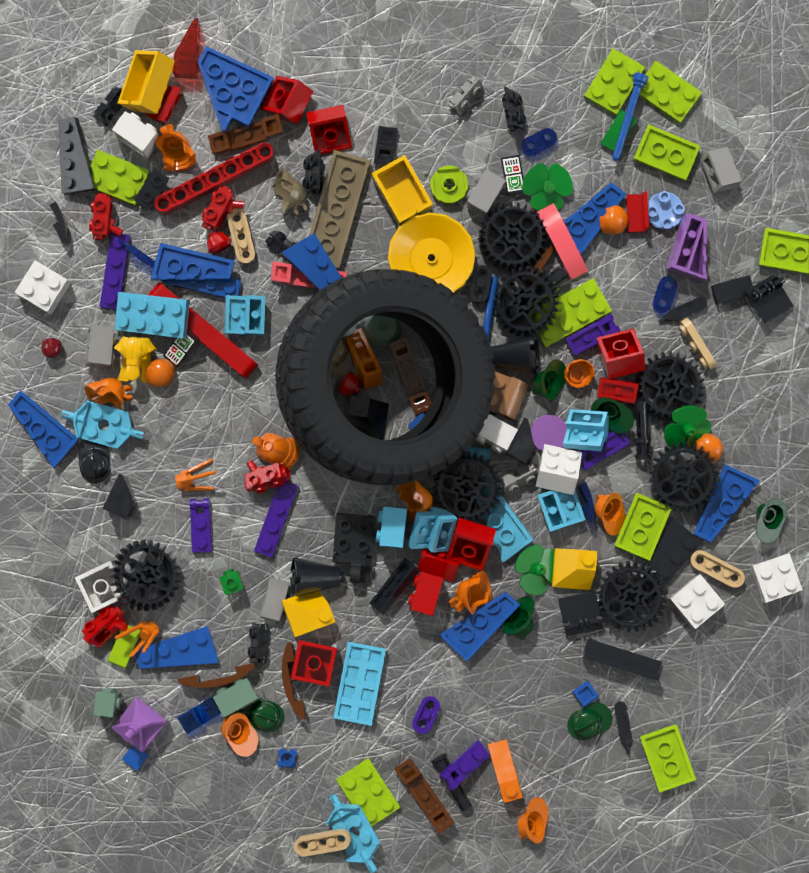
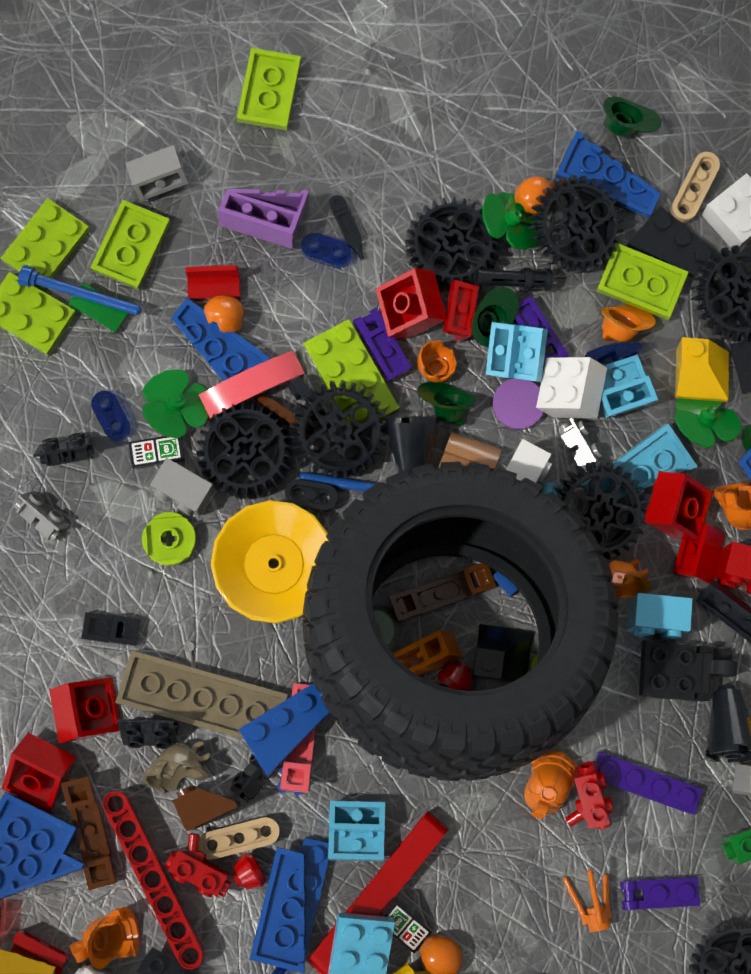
camera: 95 degrees left, 5 degrees down
(262, 208) = (201, 806): none -> reddish brown slope
(402, 190) = (177, 603): yellow piece -> none
(433, 530) = (660, 558): medium azure brick -> none
(522, 444) = (538, 433): black slope -> none
(665, 210) = (210, 246): light blue dish -> none
(697, 344) = (394, 207): tan plate -> none
(731, 289) = (320, 162): black slope -> none
(769, 297) = (331, 114): black hinge -> none
(775, 578) = (705, 112): white brick -> none

